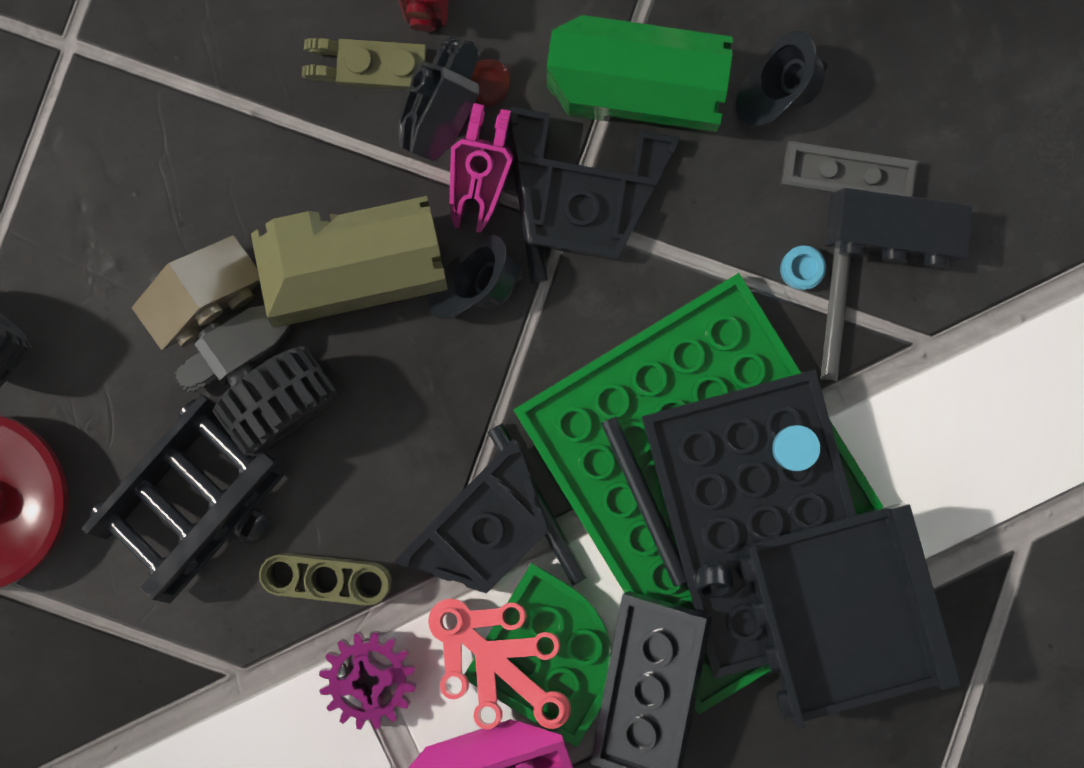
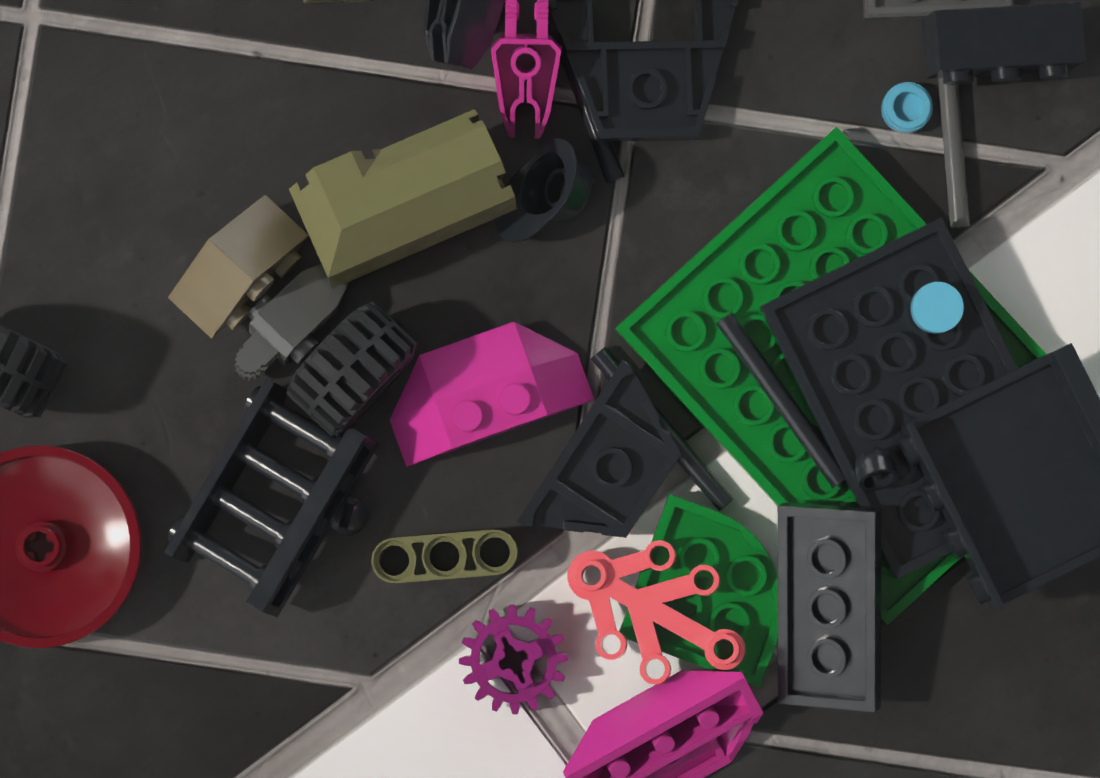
camera: 15 degrees left, 0 degrees up
(390, 440) = (485, 390): none -> dark pink wedge

